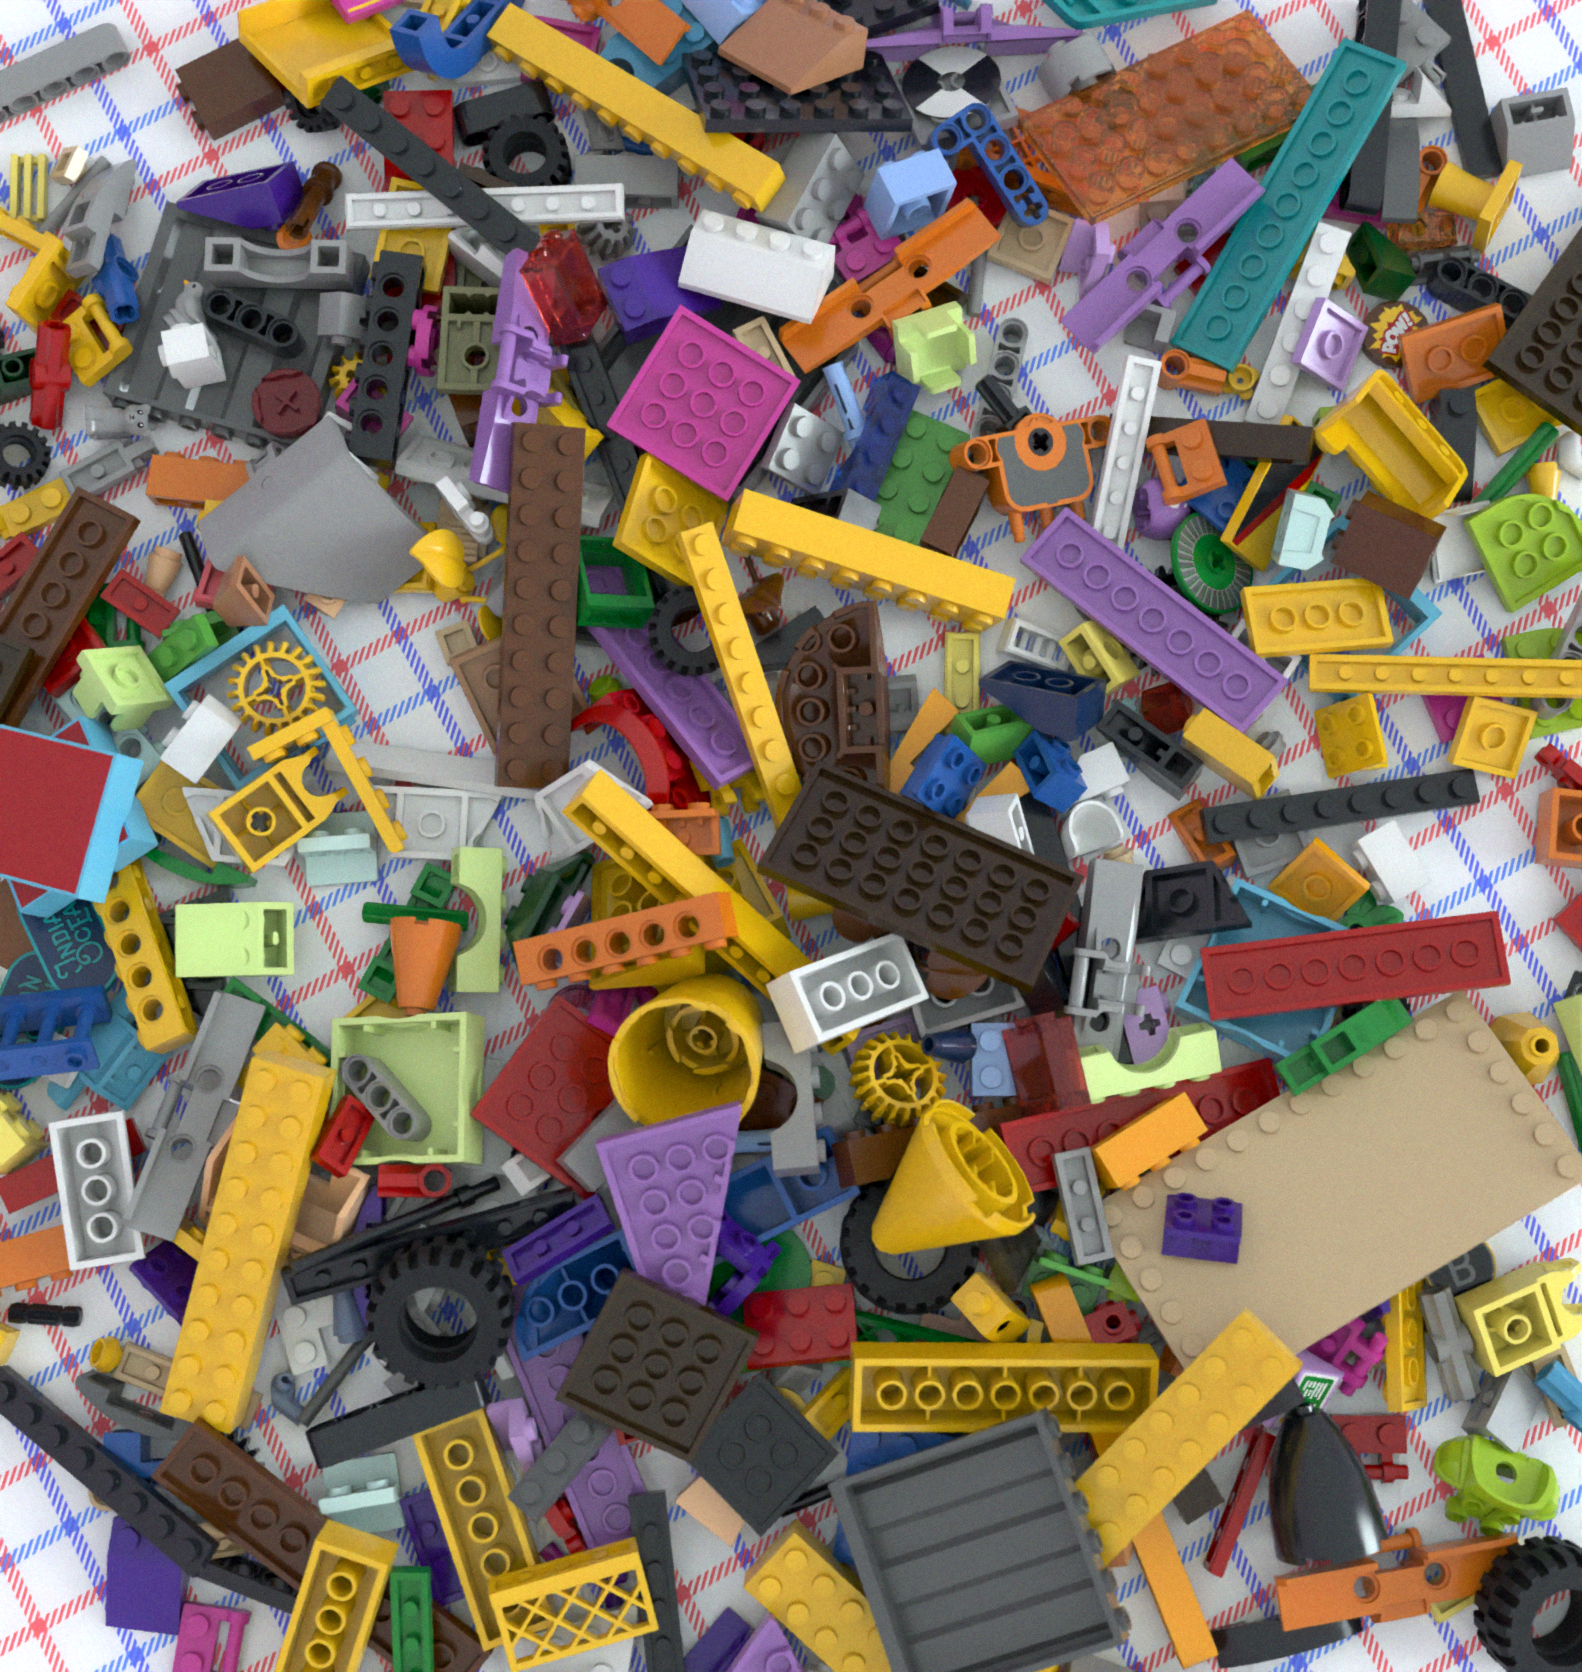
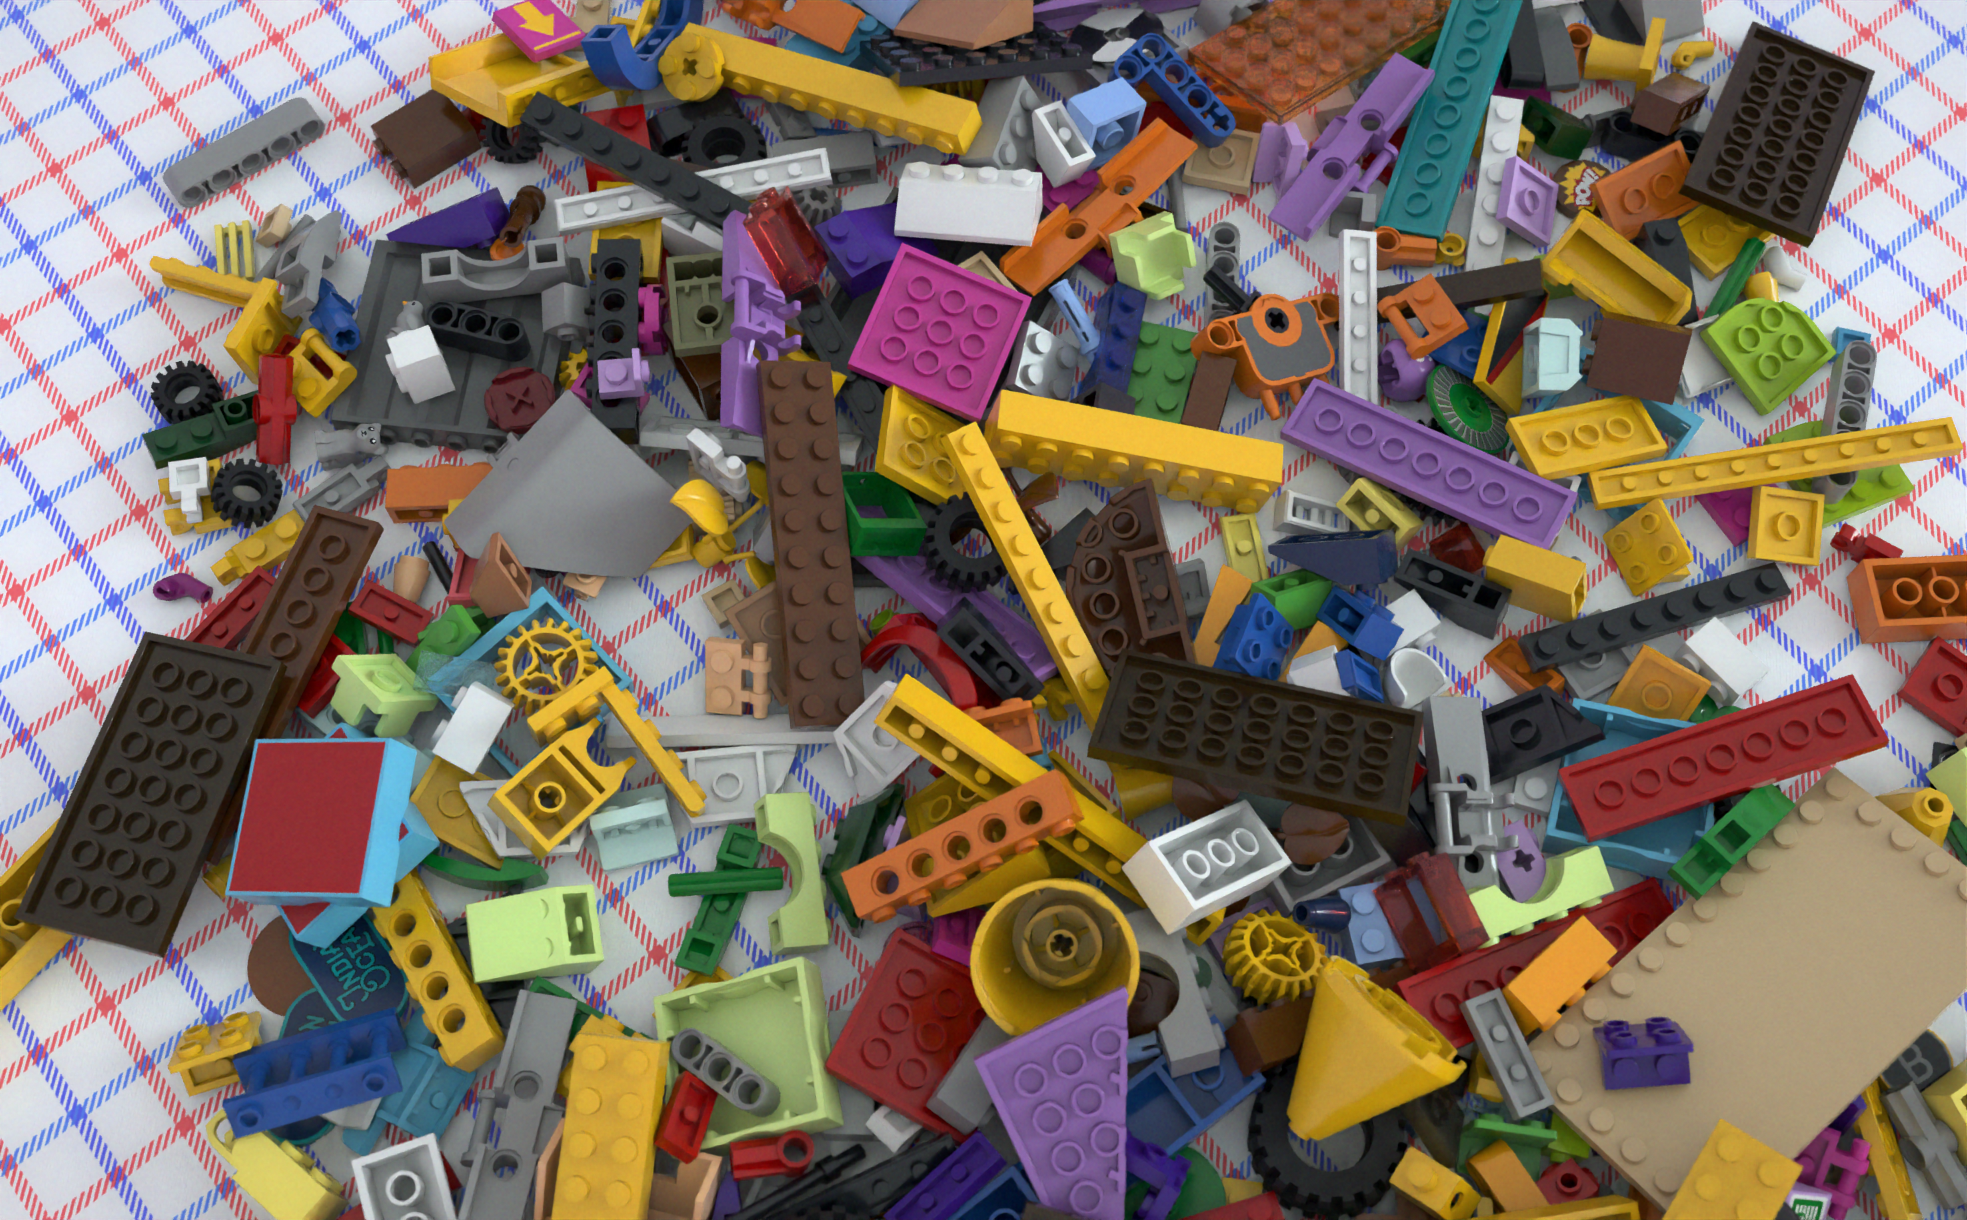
camera: 10 degrees left, 15 degrees down
(188, 681) = (447, 674): none -> clear light blue plate
(384, 406) = (623, 376): none -> lavender bracket
(421, 960) = (741, 916): orange cone -> none
(445, 719) = (726, 677): none -> light nougat plate
(488, 55) = (675, 65): none -> yellow plate
(685, 749) = (987, 652): none -> black slope
(861, 211) = (1060, 144): none -> white slope
(1034, 828) = (1359, 677): none -> blue tile
(1430, 232) = (1591, 97): clear orange leg -> none
(1503, 257) = (1669, 103): none -> reddish brown brick
(1548, 190) = (1689, 50): none -> yellow arm

